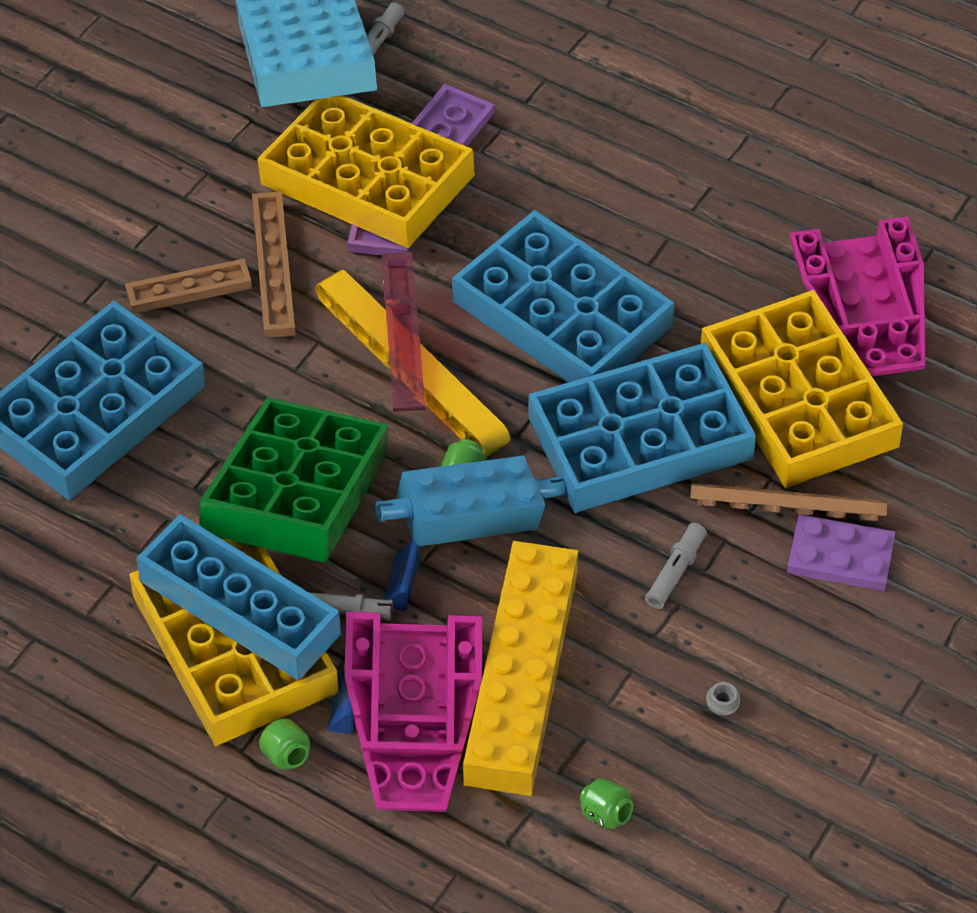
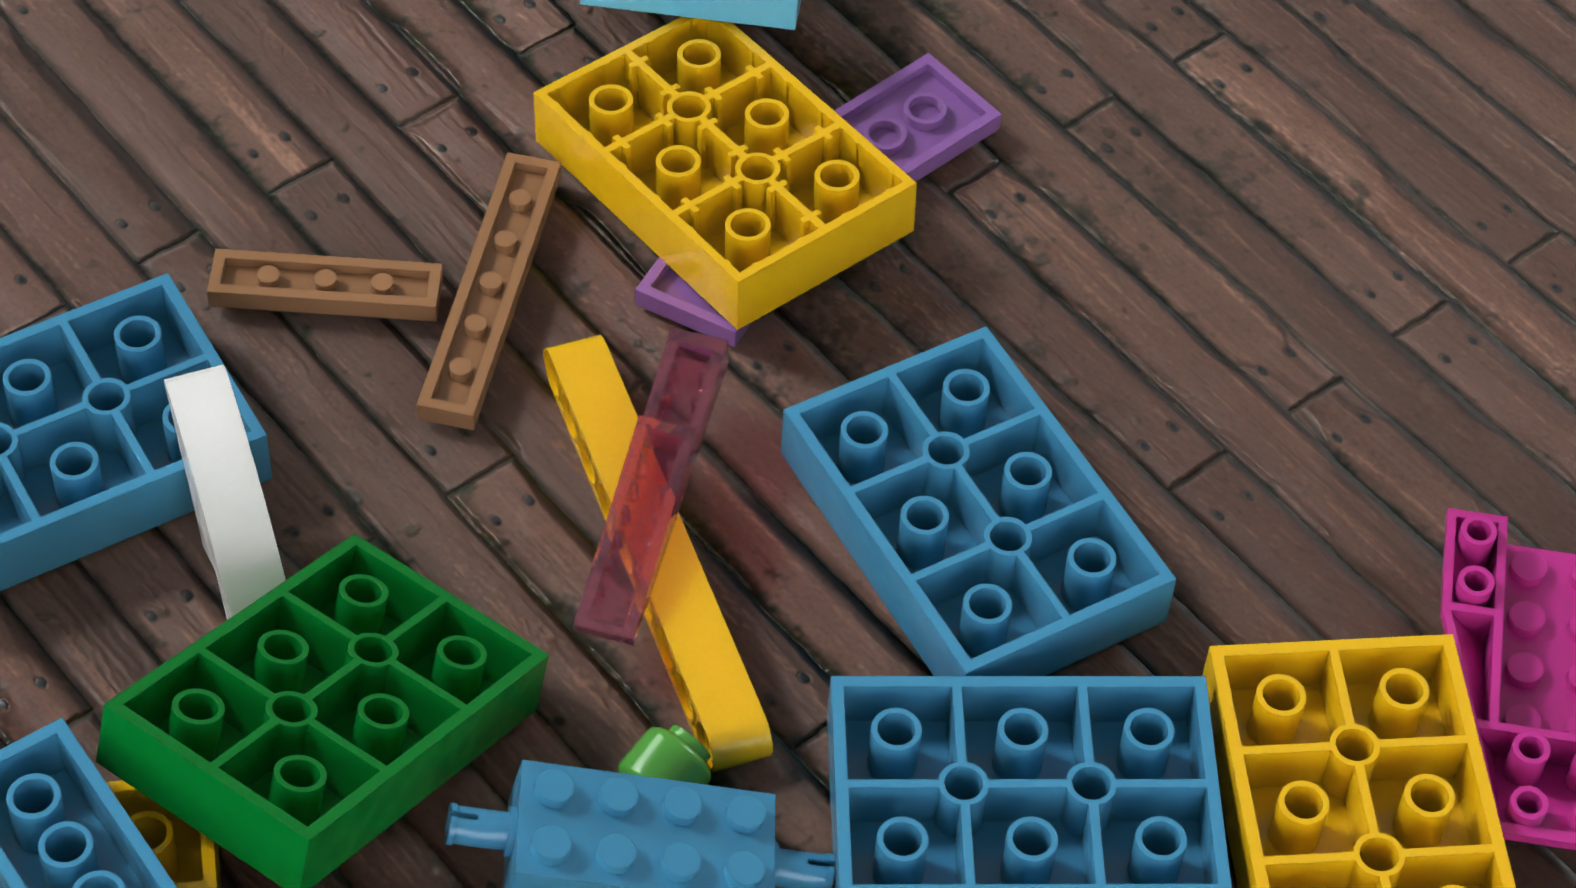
camera: 15 degrees right, 0 degrees up
(197, 396) = (224, 487): none -> white slope

